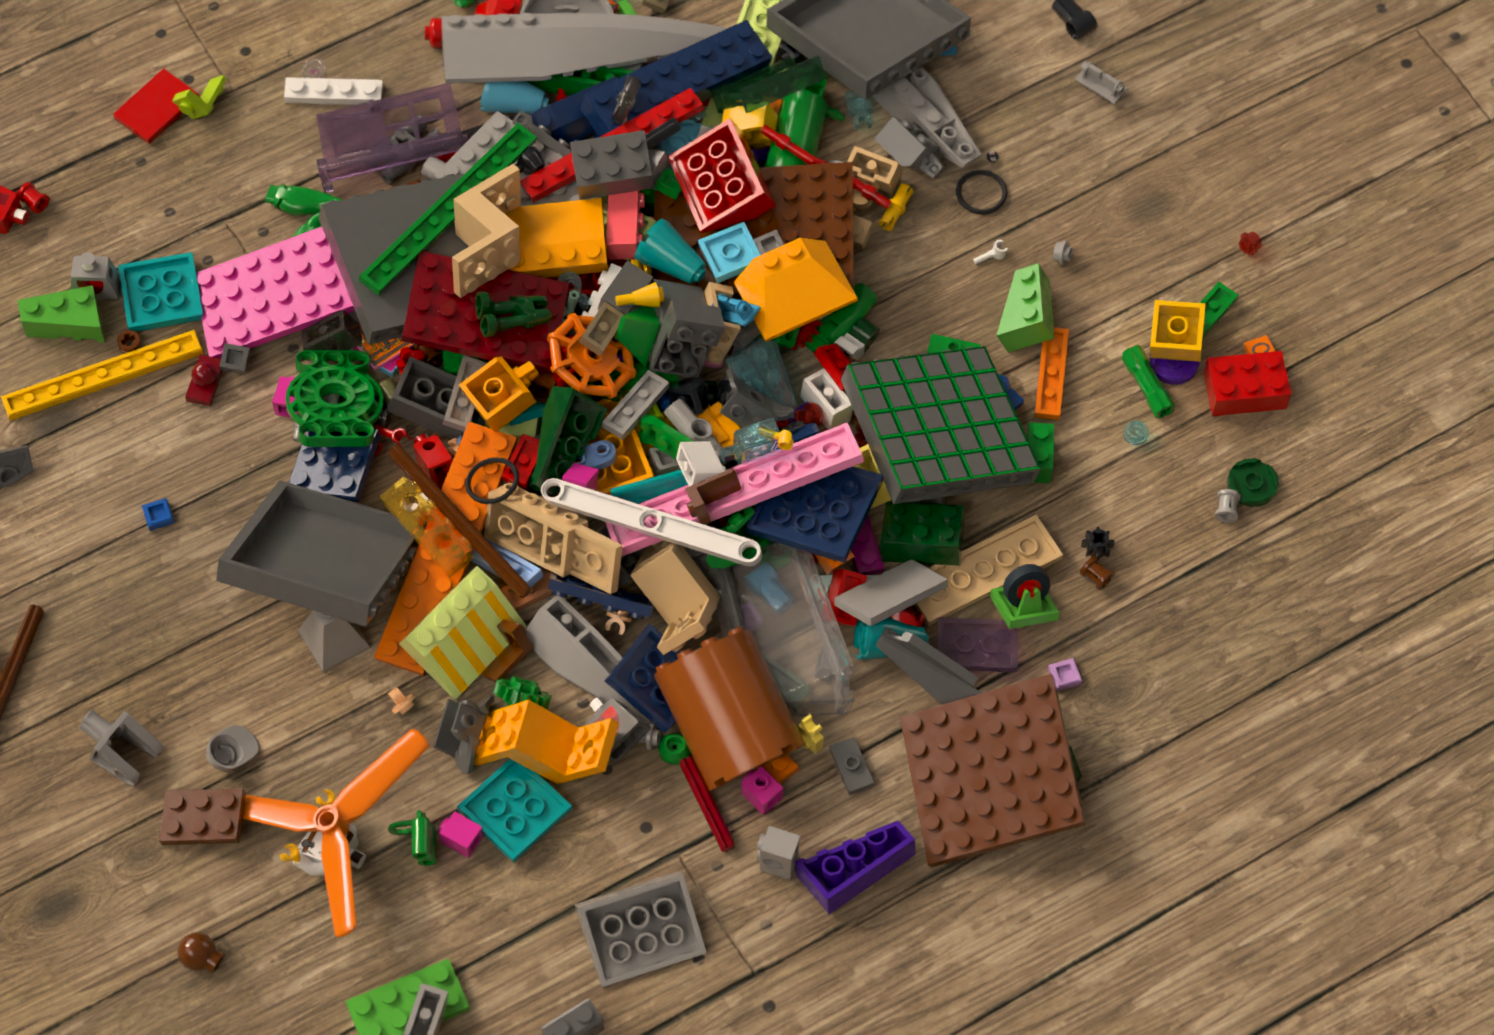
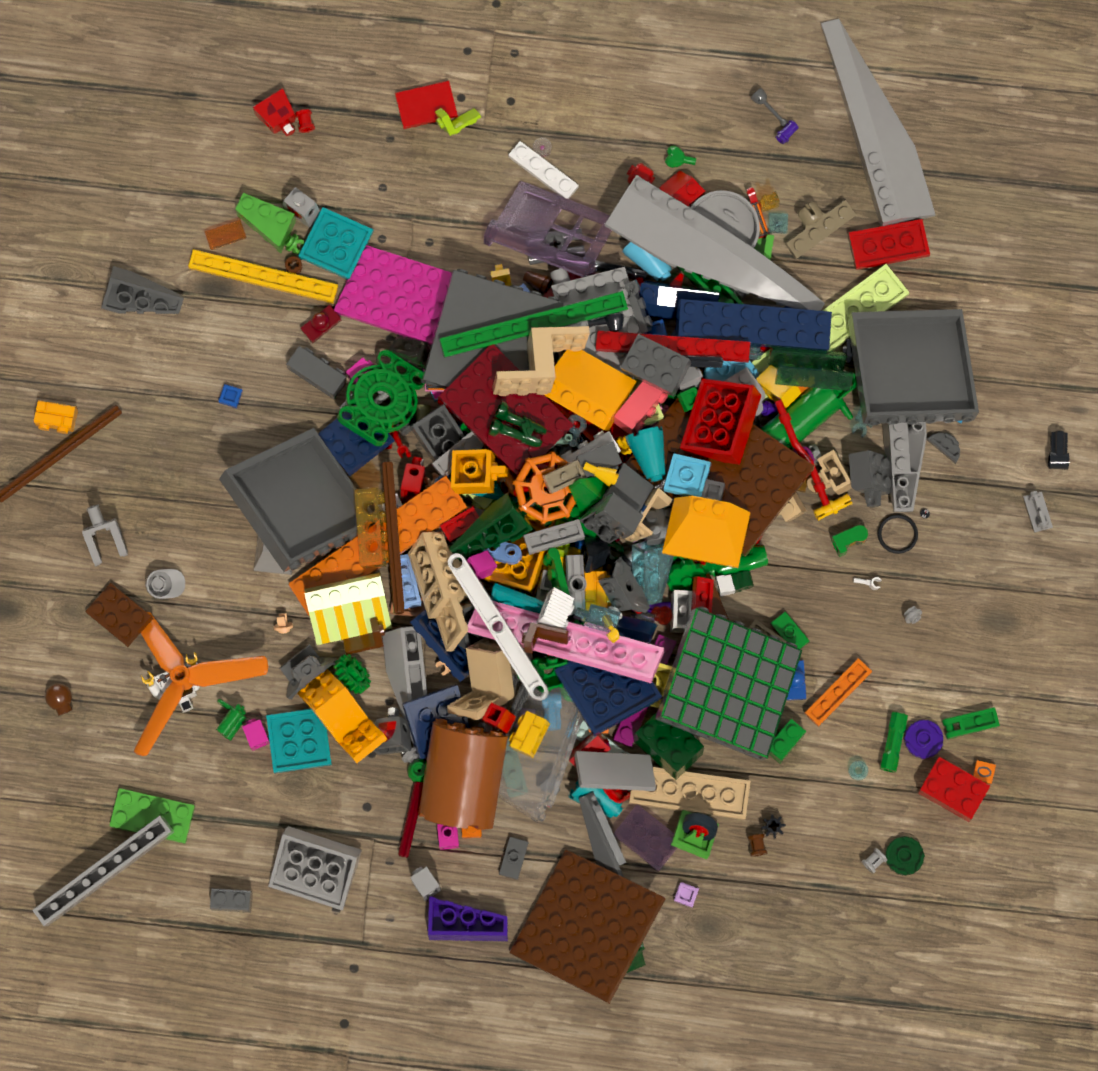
camera: 40 degrees right, 15 degrees up
(27, 361) = (225, 234): none -> clear orange tile
(110, 320) = (291, 243): none -> bright green plate
(234, 358) = (345, 324): dark grey tile -> none
(238, 427) = (317, 372): none -> dark grey brick
(299, 201) = (468, 241): green piece -> none
(498, 499) = (432, 542): black tyre -> none
(626, 100) = (702, 322): clear smoke pin -> none
(724, 616) = (499, 718): none -> red brick
(737, 311) = (660, 519): dark azure hinge -> none
(769, 615) = (529, 734): none -> yellow brick
(801, 361) = (682, 575): none -> green plant
(811, 734) = (501, 823): light yellow plate -> none
(934, 230) = (848, 538): none -> green leg
(960, 82) = (946, 445): none -> dark grey tile
(1027, 311) = (855, 640): bright green wedge -> none
(1177, 330) = (935, 724): yellow brick -> none
(1250, 243) = (1038, 694): clear red plate -> none

